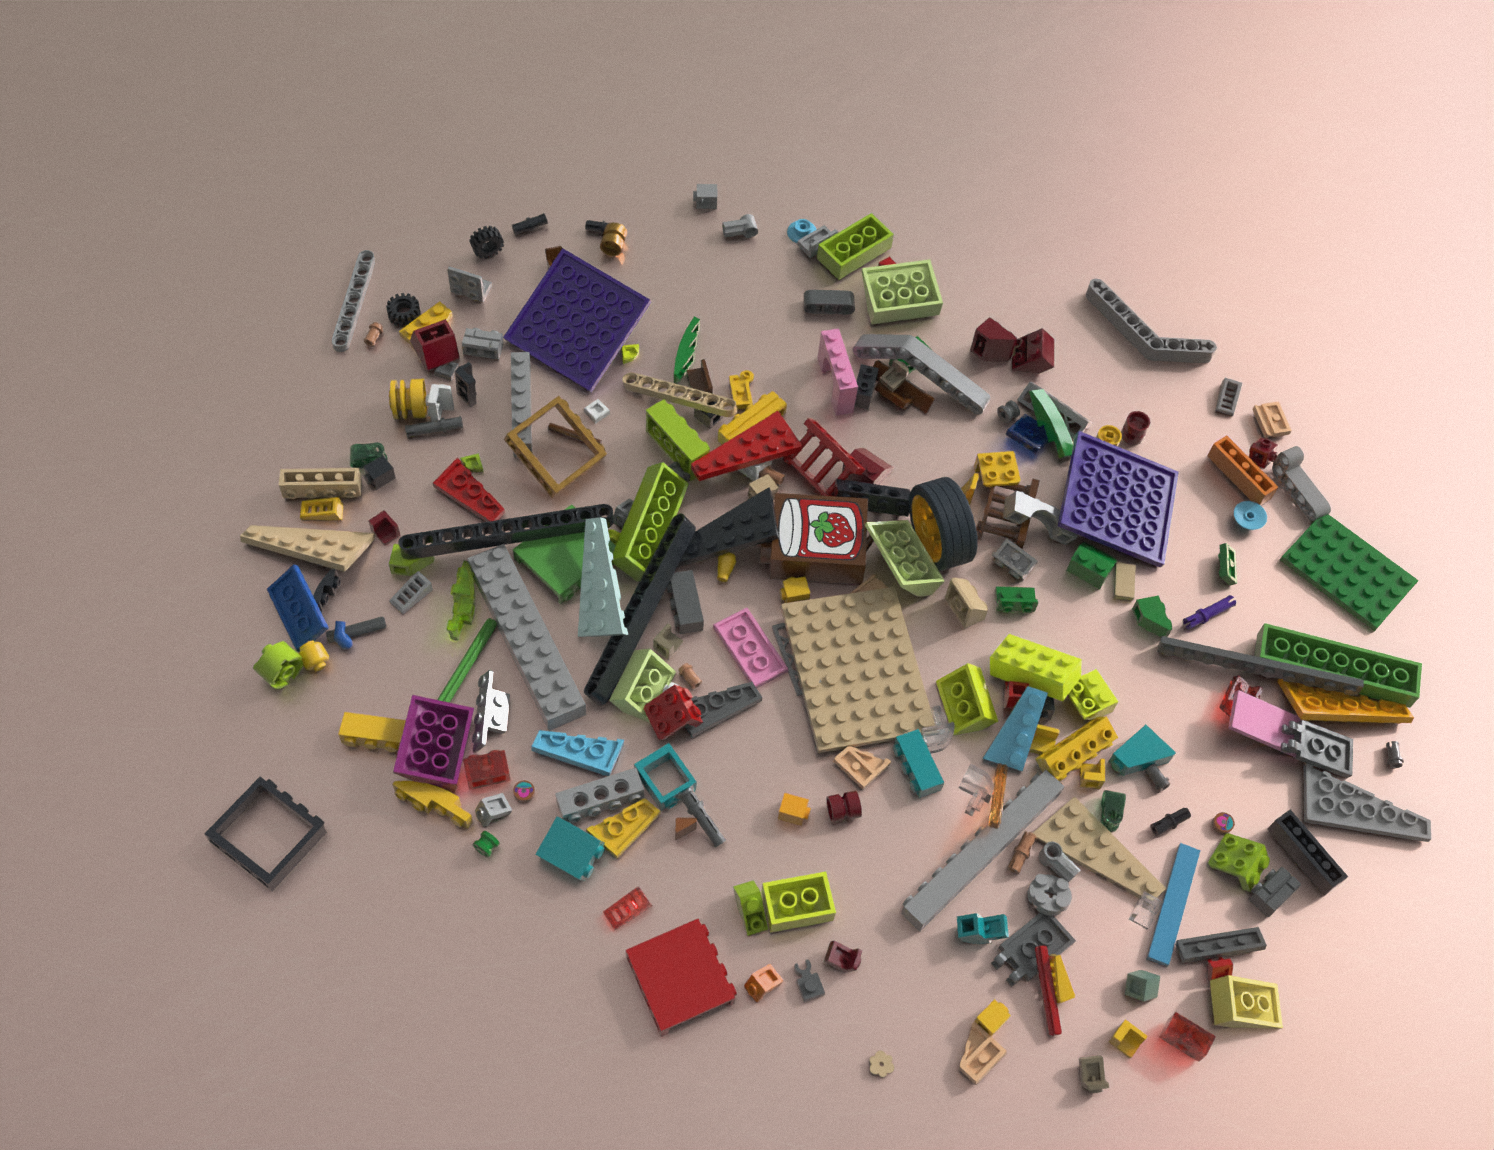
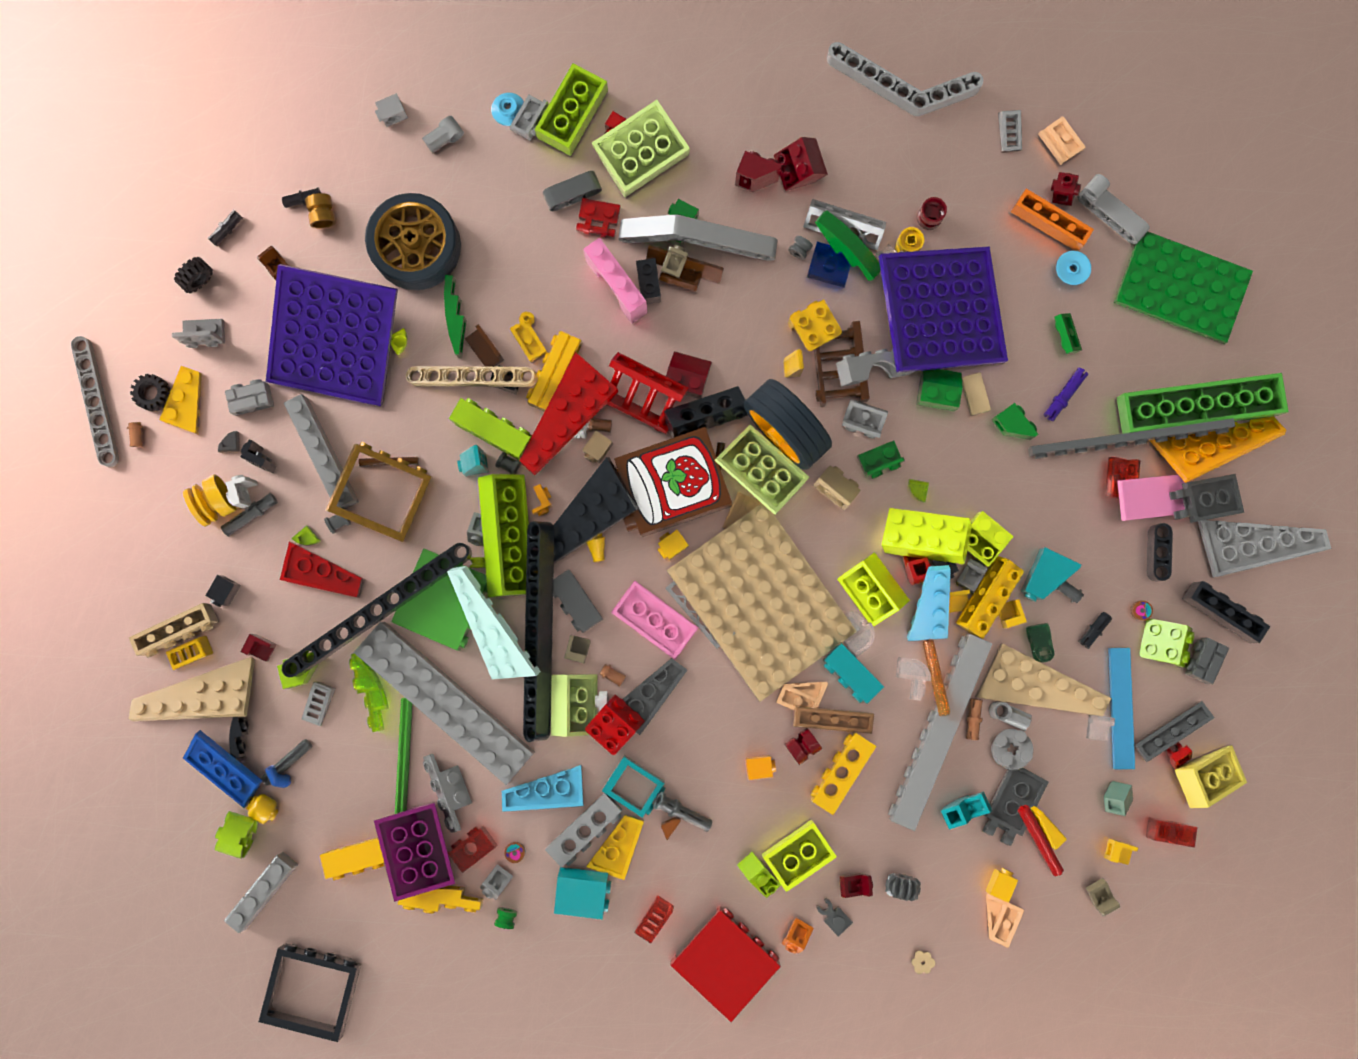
camera: 15 degrees left, 25 degrees up
(271, 725) = (261, 892): none -> light grey brick
(365, 453) = (199, 577): clear green piece -> none
(435, 345) = (205, 425): dark red slope -> none
(506, 459) = (336, 522): none -> dark grey bush
(596, 411) = (397, 424): white tile -> none
(649, 453) = (473, 461): none -> teal slope
(680, 284) = (413, 241): none -> wheel
(697, 509) = (543, 495): none -> light orange bracket
(848, 327) = (598, 212): none -> red plate
(849, 868) = (831, 802): none -> yellow brick
(883, 795) = (833, 719): none -> medium nougat tile
(890, 975) = (903, 887): none -> dark grey gear
(1042, 635) = (918, 489): none -> clear neon green tile
(1067, 723) = (972, 575): none -> light grey bracket
(1254, 784) = (1153, 559): none -> black beam
(1394, 755) = (1276, 473): dark grey pin -> none

